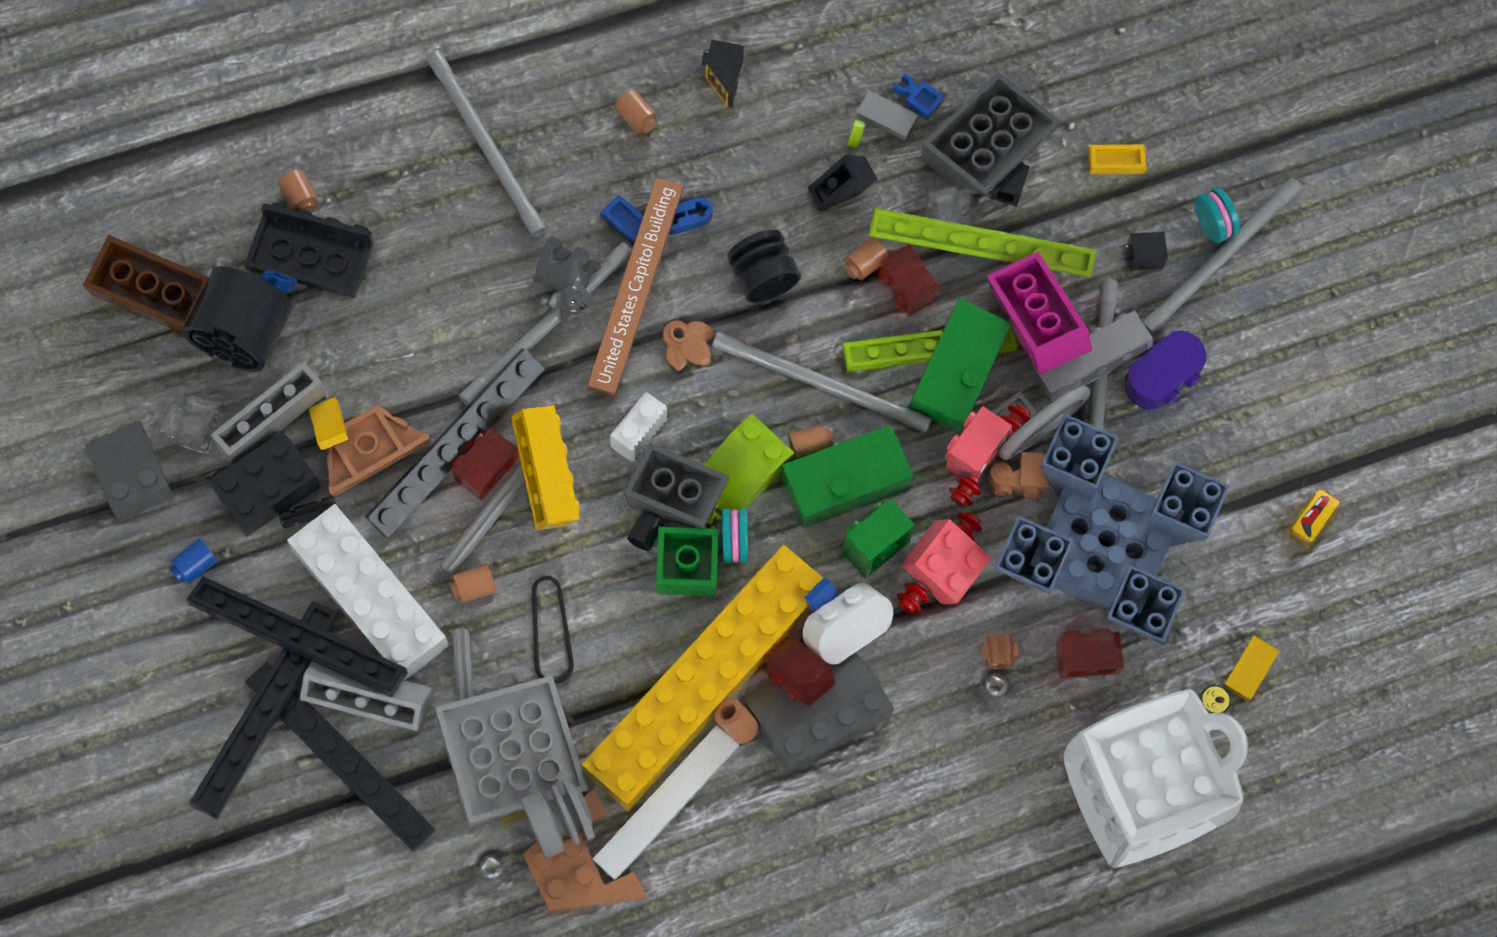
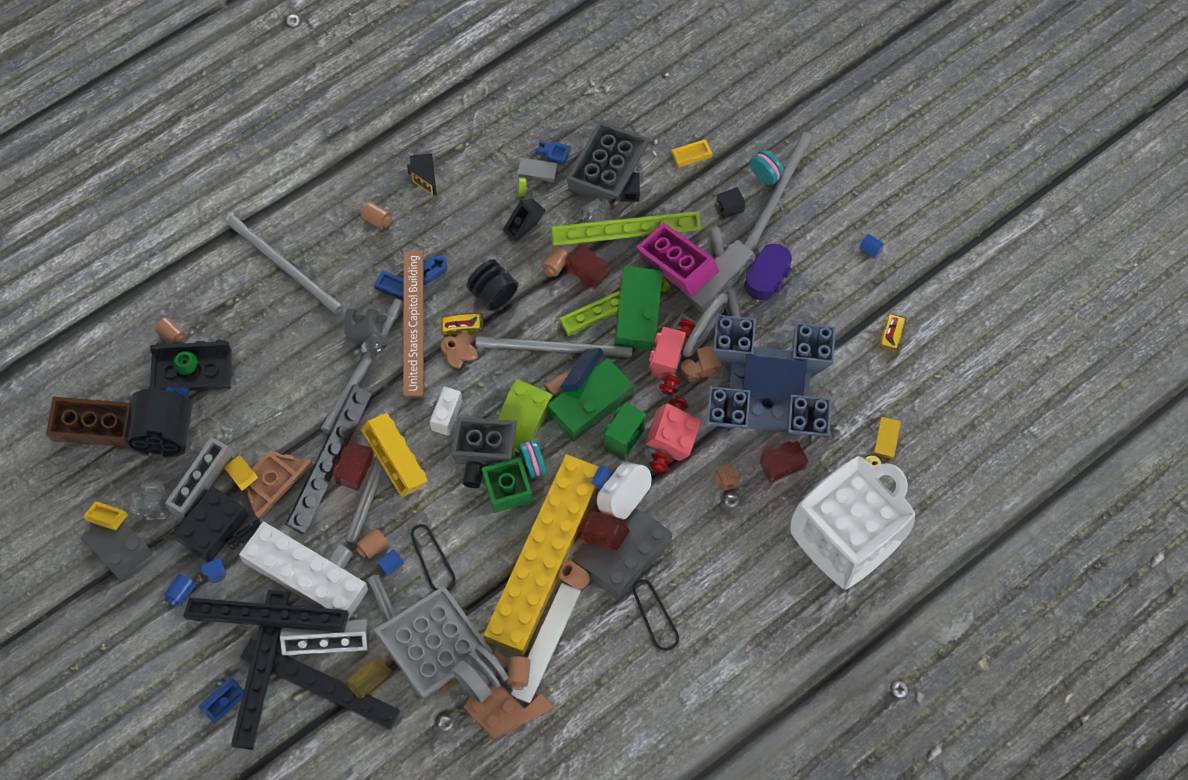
camera: 15 degrees left, 5 degrees down
(127, 424) = (105, 515): none -> yellow tile
(200, 733) = (222, 700): none -> blue slope
(248, 550) = (214, 570): none -> blue brick
(306, 250) = (189, 366): none -> green plate
(406, 769) = (368, 677): none -> clear yellow tile
(424, 588) = (341, 556): none -> light grey brick
(490, 618) = (390, 562): none -> blue brick
(612, 833) = (518, 672): none -> nougat brick
(703, 307) = (461, 323): none -> slope
(816, 815) = (645, 618): none -> black piece
(847, 430) = (581, 370): none -> dark blue tile
(1116, 531) = (774, 377): none -> dark blue tile
(1329, 380) = (871, 246): none -> blue brick

